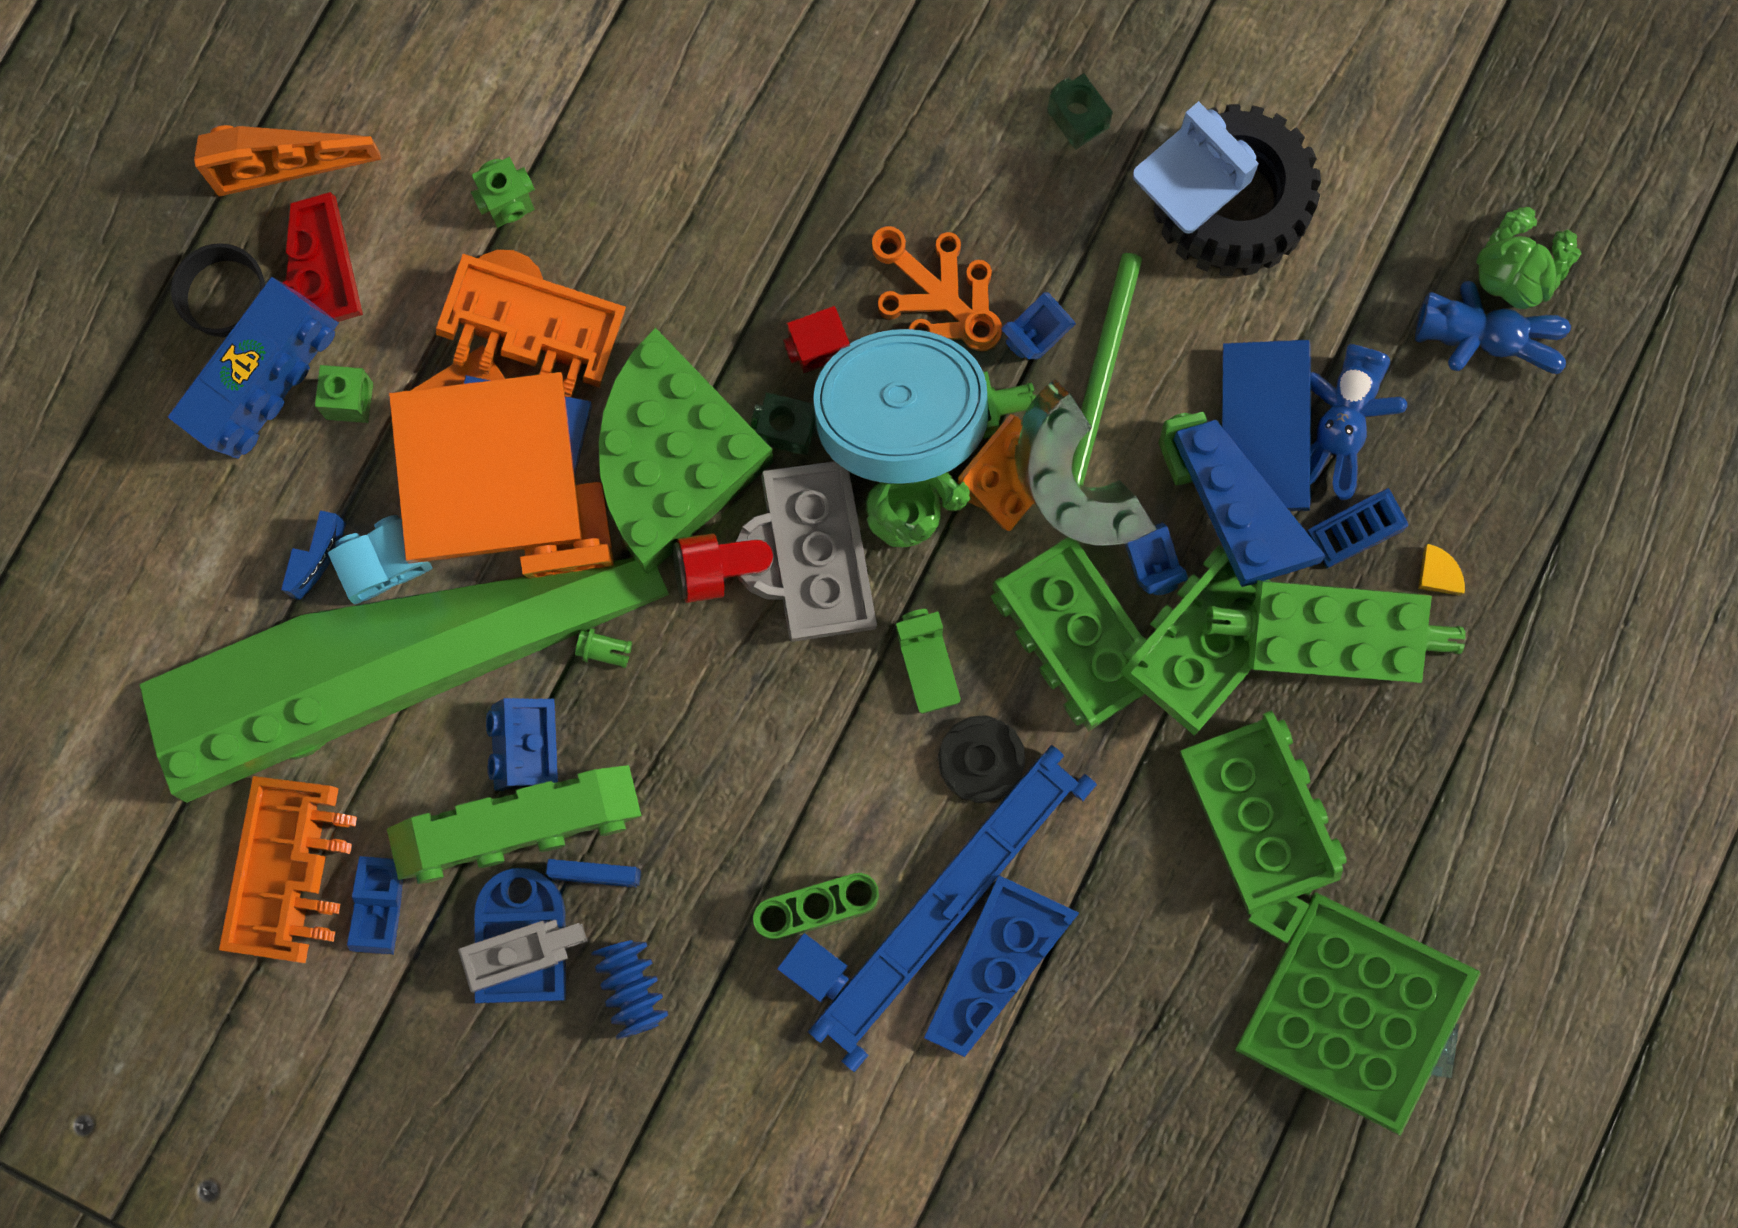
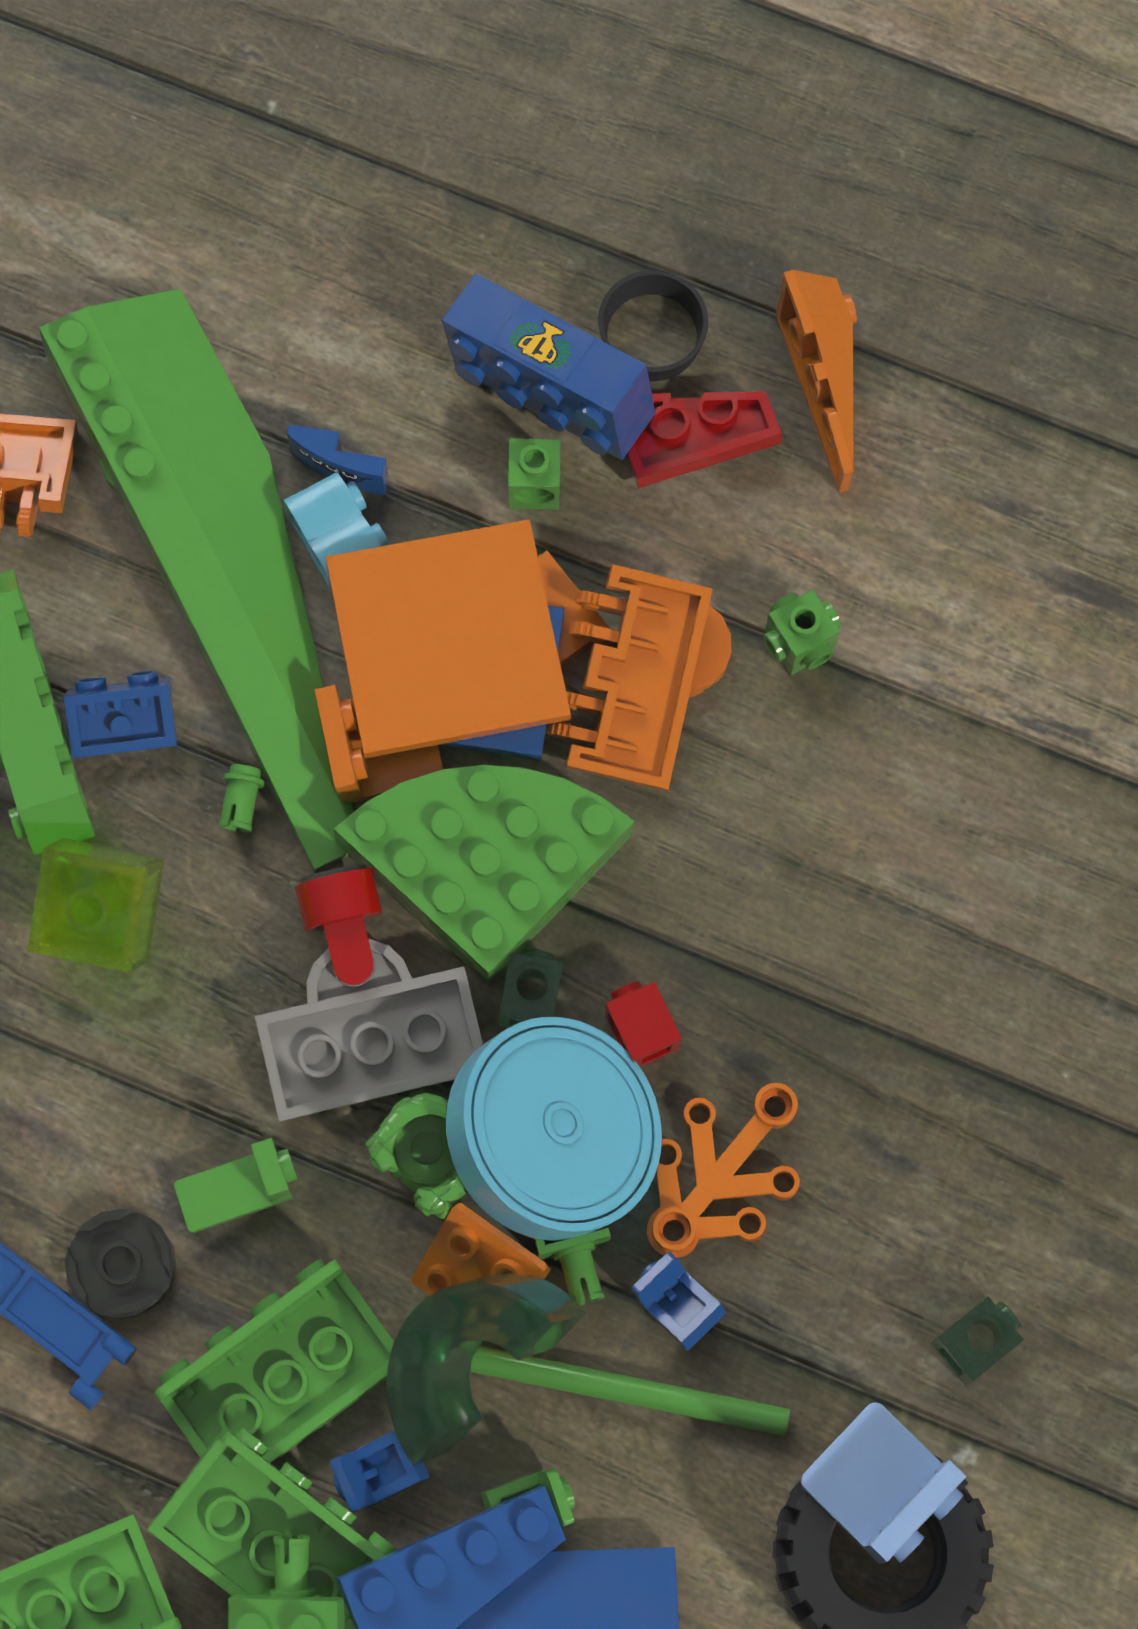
camera: 80 degrees right, 5 degrees down
(690, 761) = (95, 905): none -> clear neon green brick

